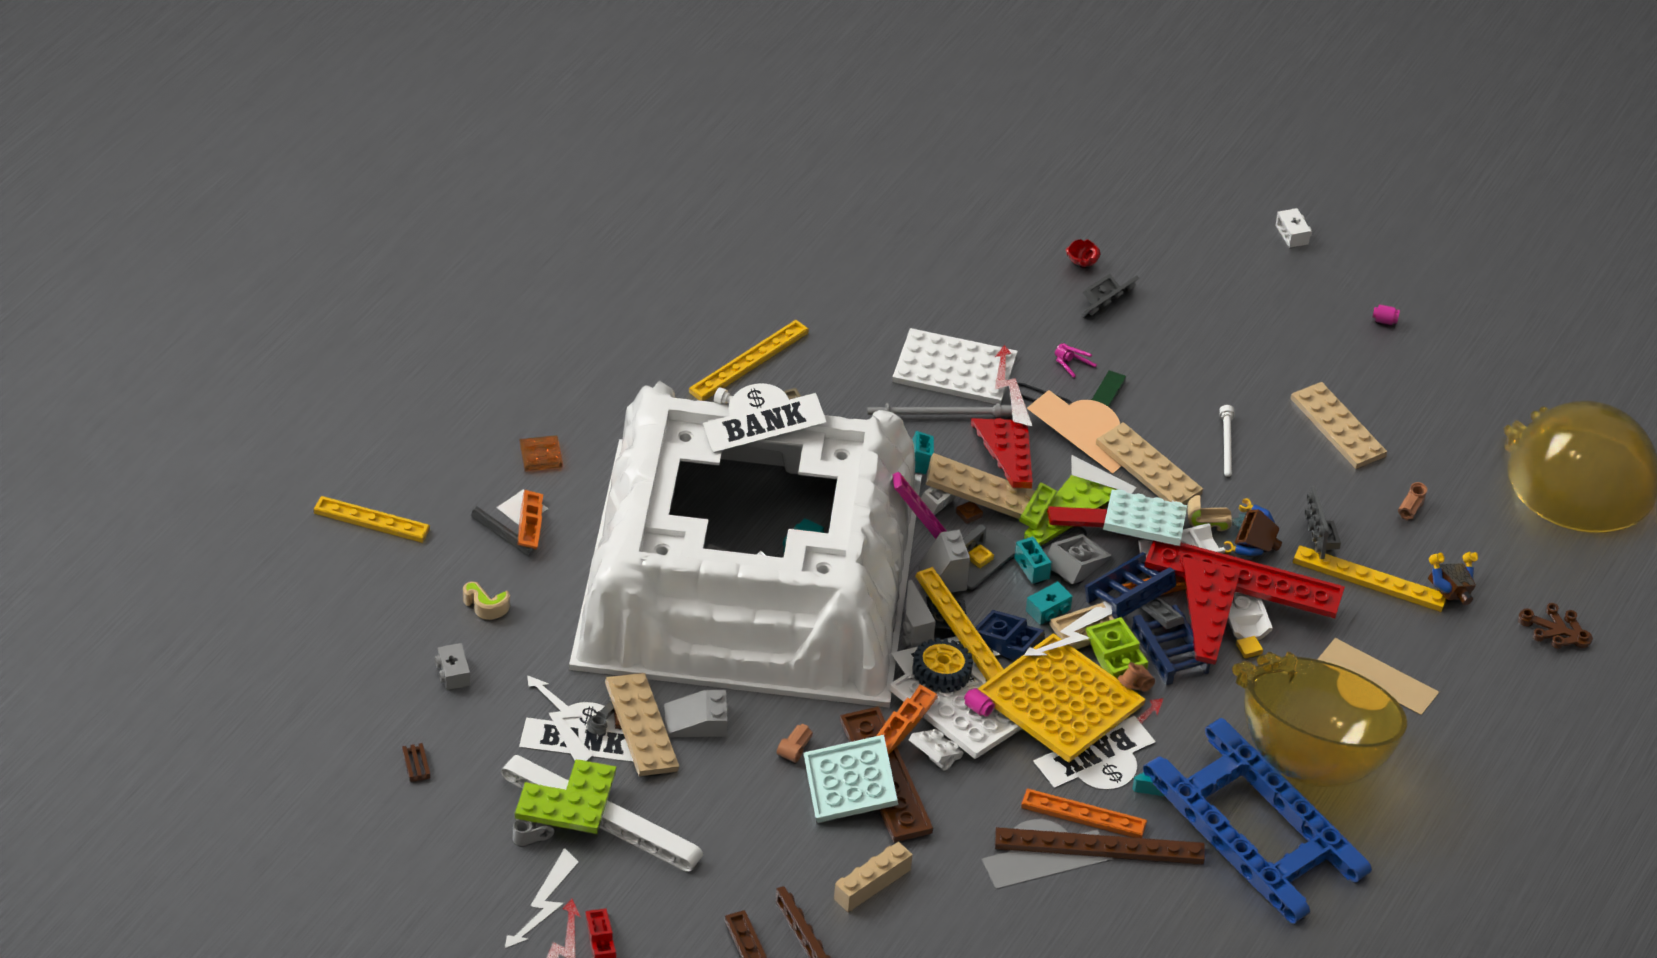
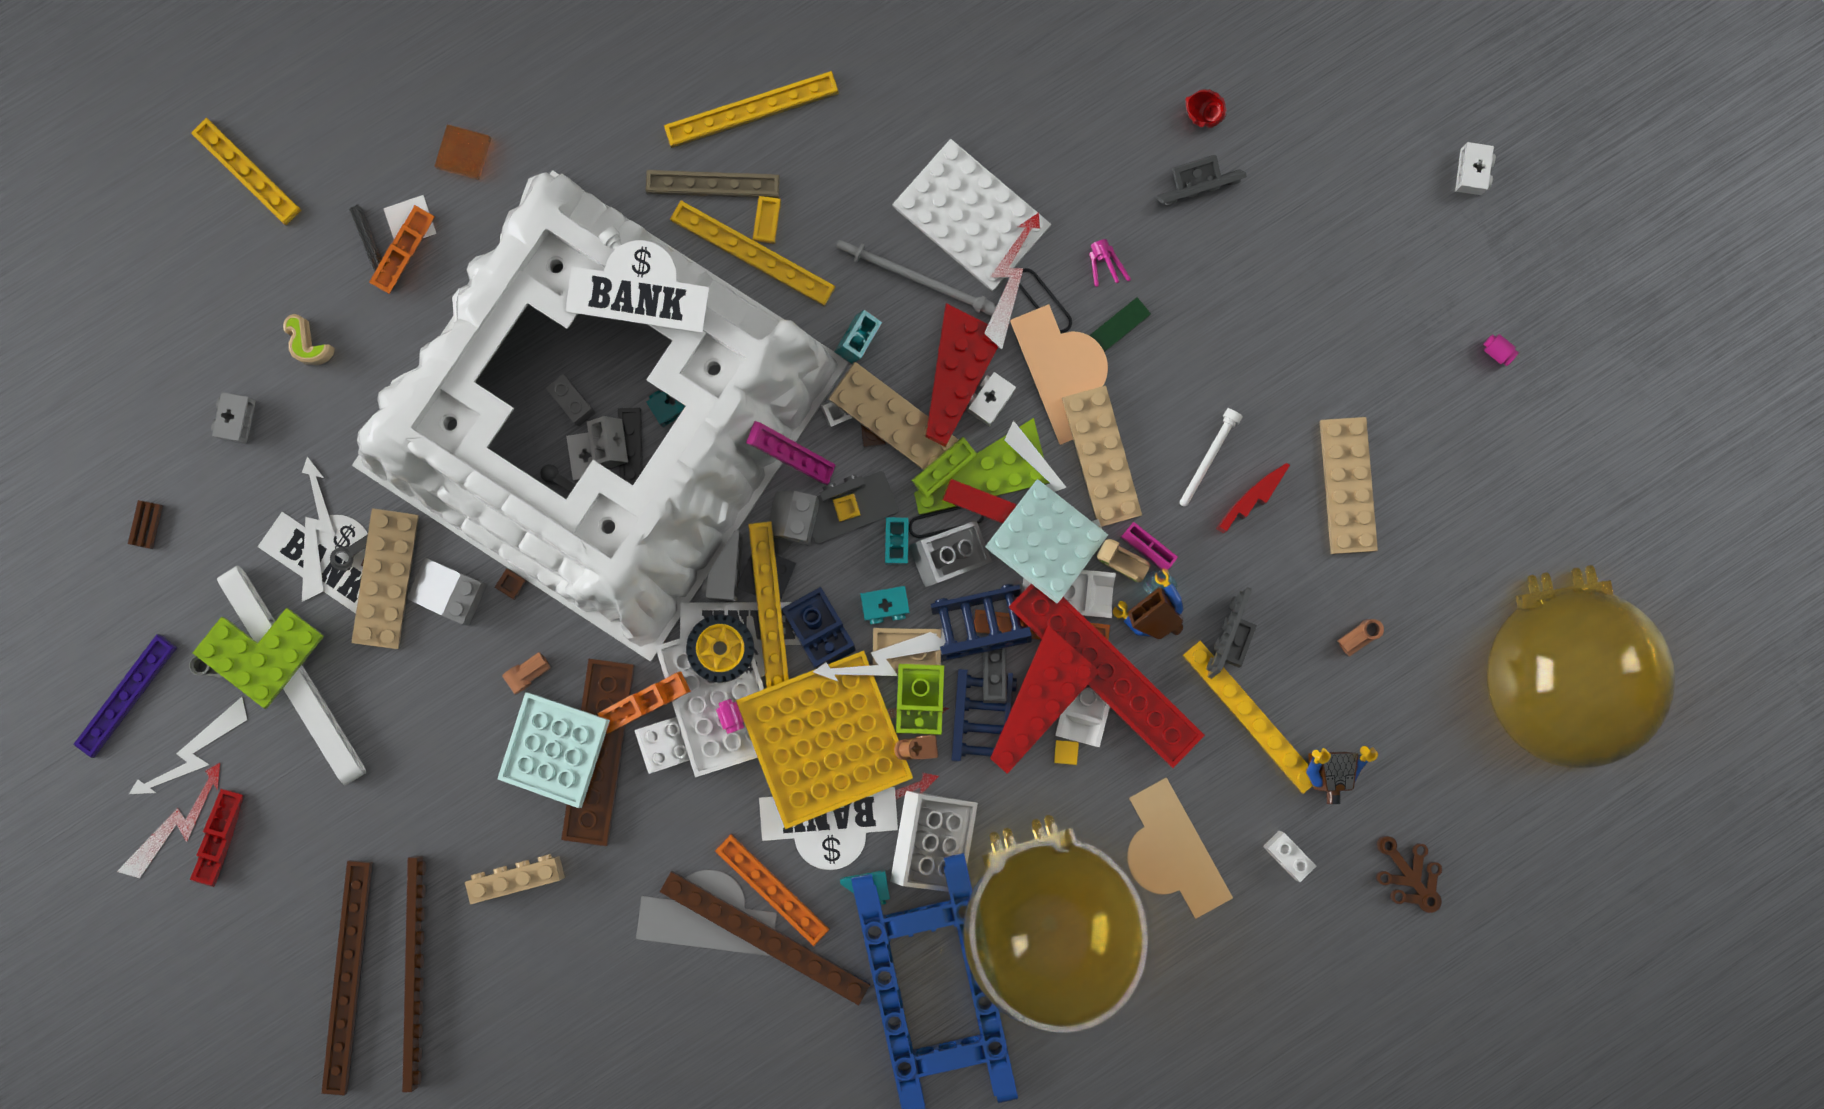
camera: 30 degrees right, 40 degrees up
(464, 881) = (125, 696): none -> dark purple tile
(746, 693) = (510, 584): none -> reddish brown plate
(1044, 459) = (1002, 393): none -> white brick
(1181, 731) = (927, 833): none -> white slope
(1219, 499) = (1146, 551): none -> dark pink piece
(1276, 450) = (1258, 493): none -> red slope
(1460, 644) = (1289, 856): none -> white brick

